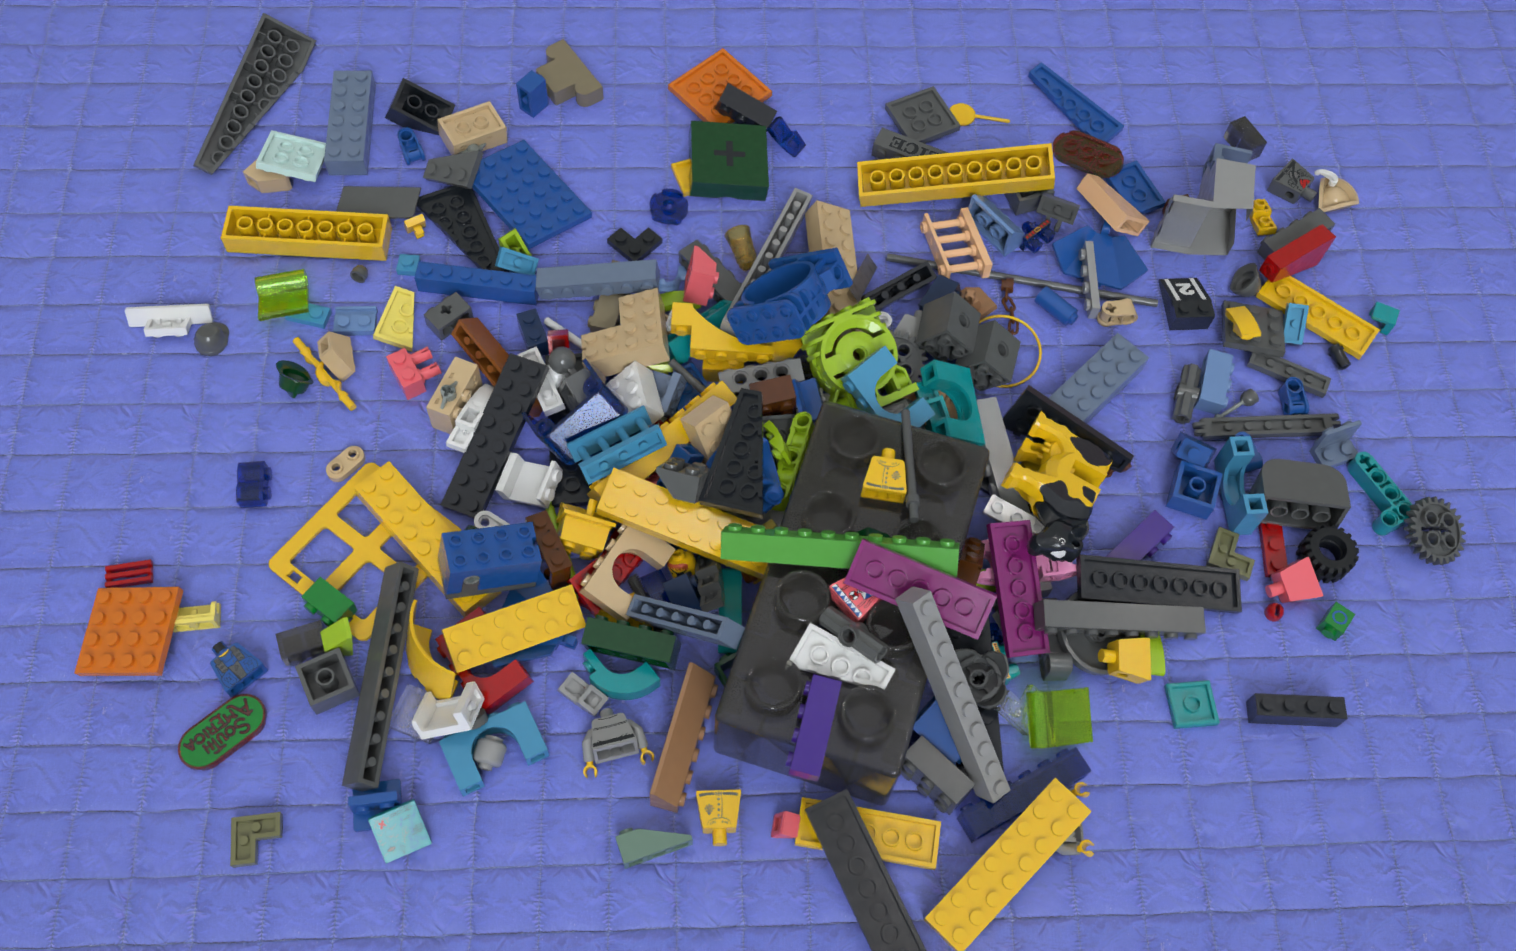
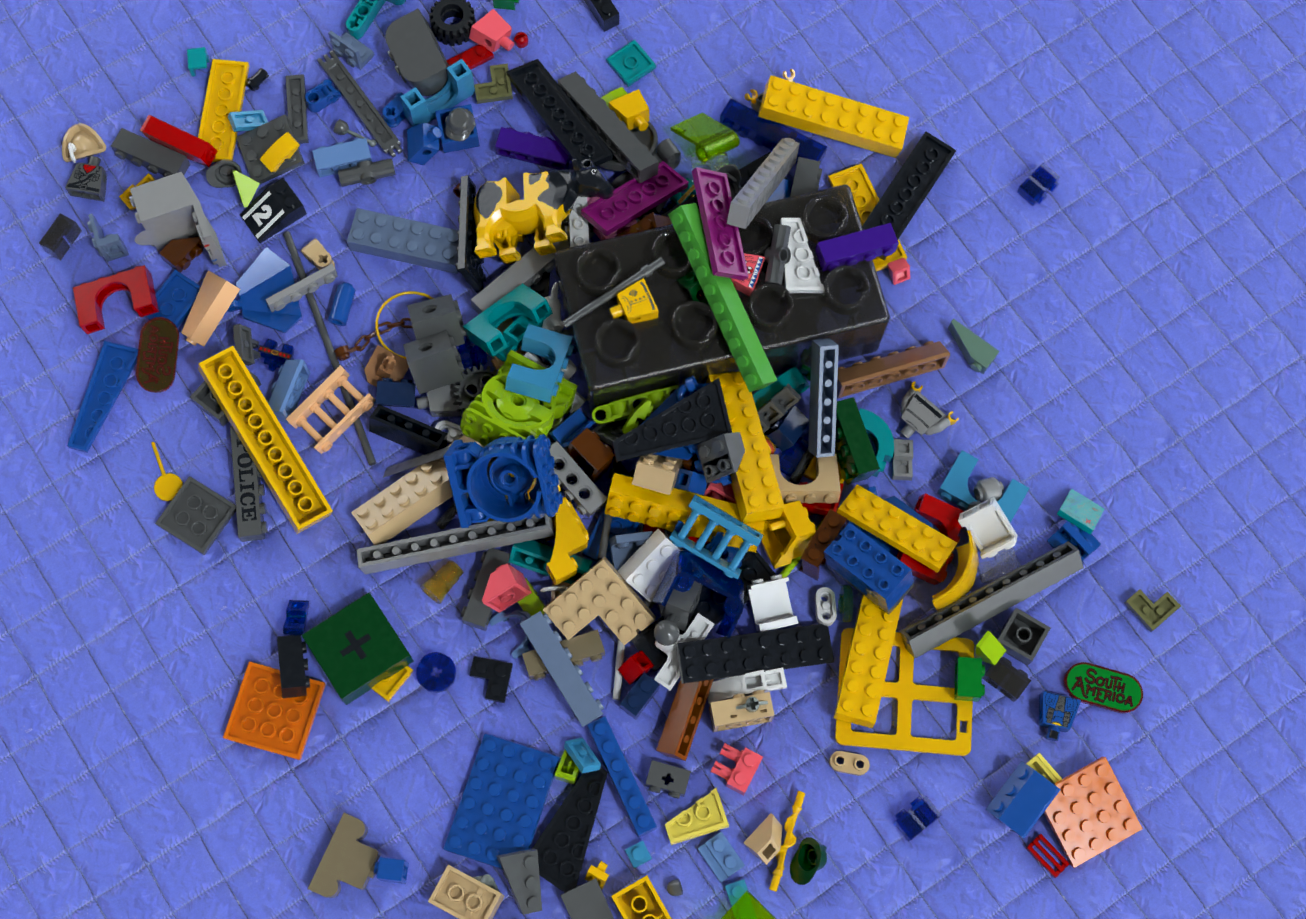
camera: 120 degrees left, 10 degrees up
(186, 573) = (1022, 799): none -> blue slope
(718, 813) = (920, 316): yellow torso -> none
(1169, 132) = (91, 296): none -> red arch
(1195, 485) = (459, 124): none -> dark grey hat
(1223, 285) = (246, 187): none -> lime slope

